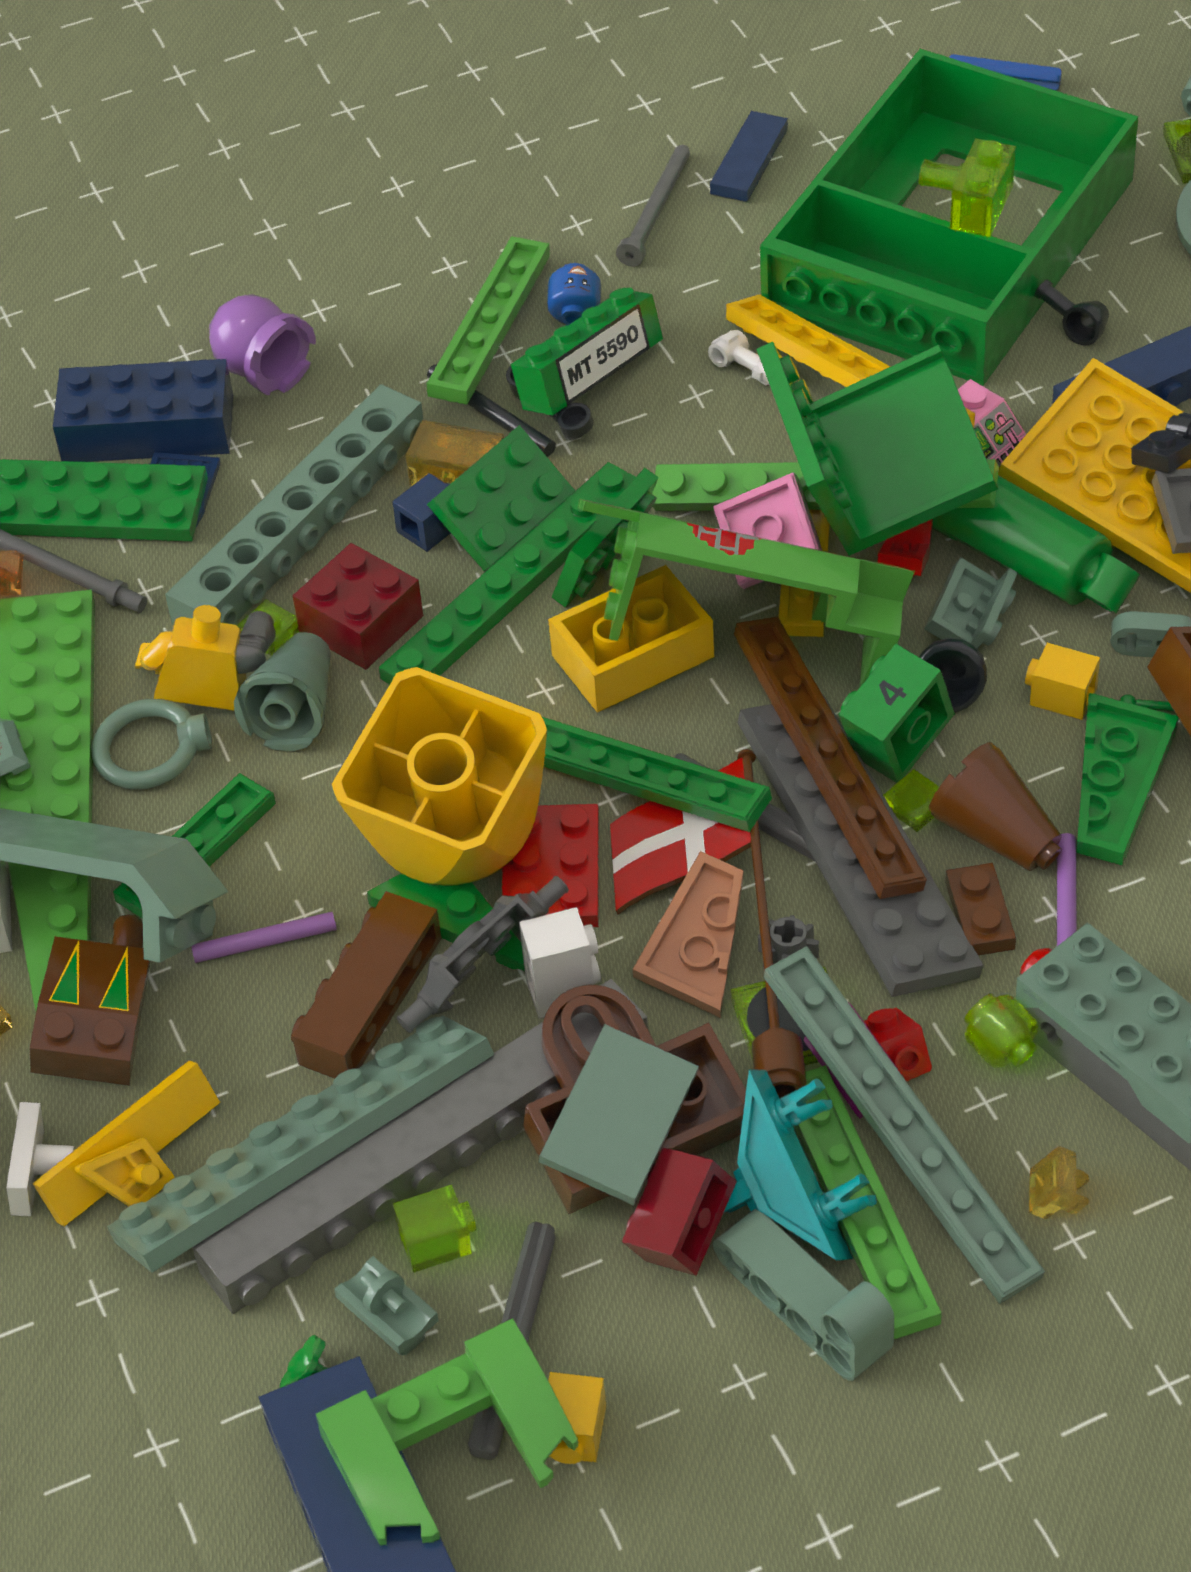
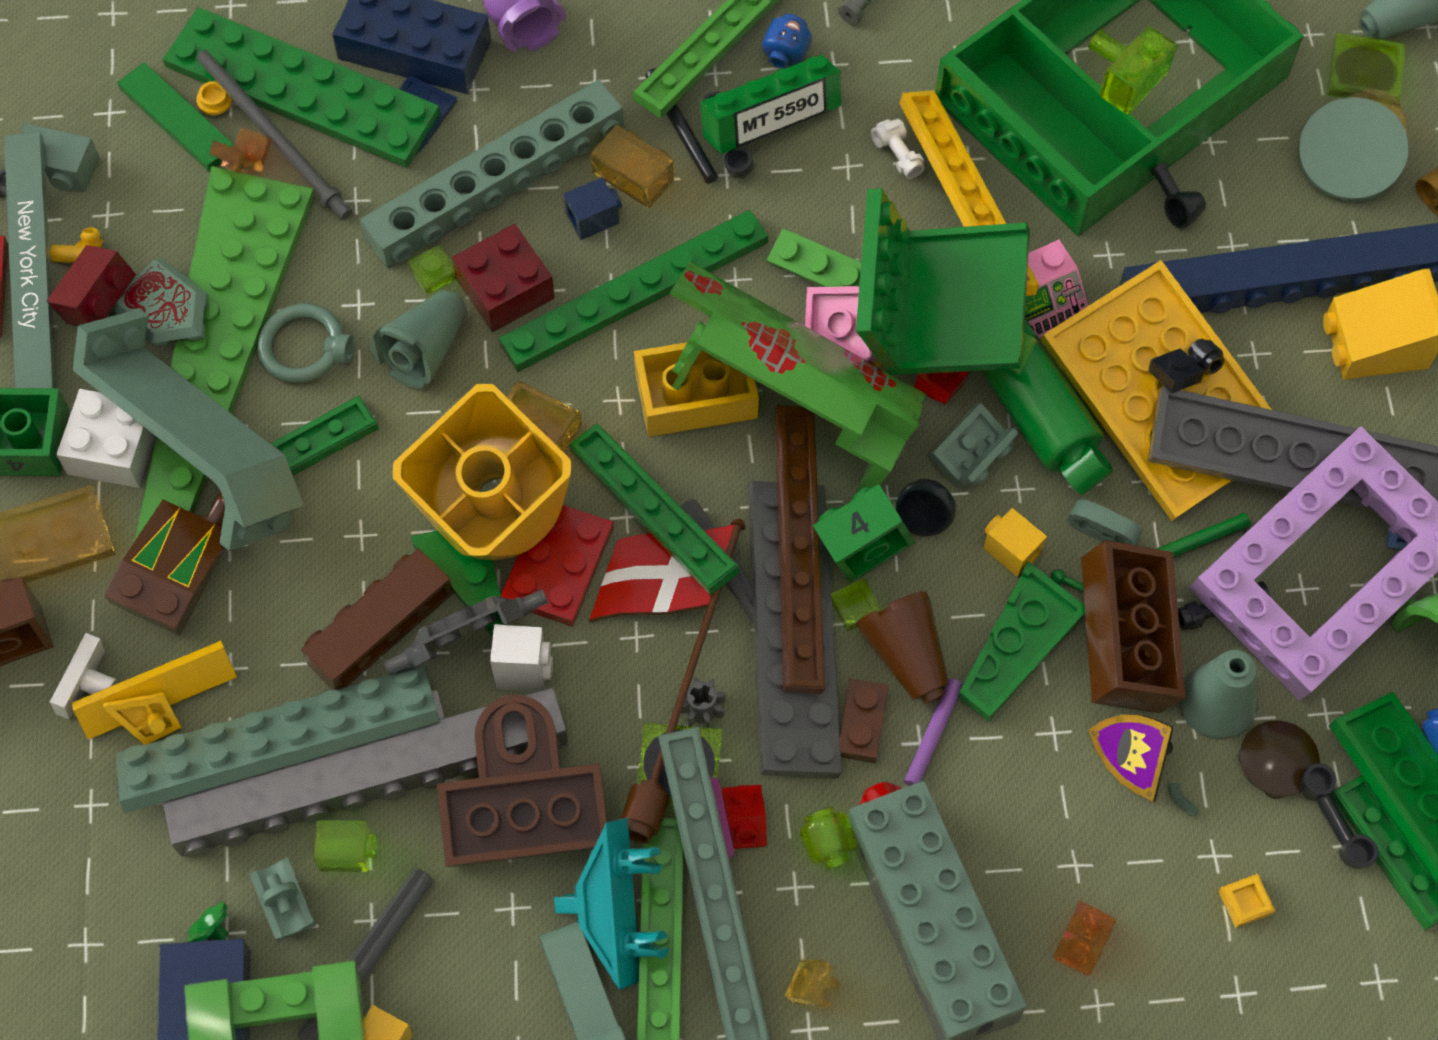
camera: 15 degrees right, 15 degrees up
(206, 659) = (367, 292): yellow torso -> none
(264, 937) = (323, 546): medium lavender bar -> none
(501, 498) = (650, 217): green plate -> none
(597, 544) = (736, 272): green plate -> none
(618, 1114) = (501, 817): sand green tile -> none
(679, 1211) = (520, 905): dark red brick -> none
(696, 936) = (636, 668): nougat wing -> none

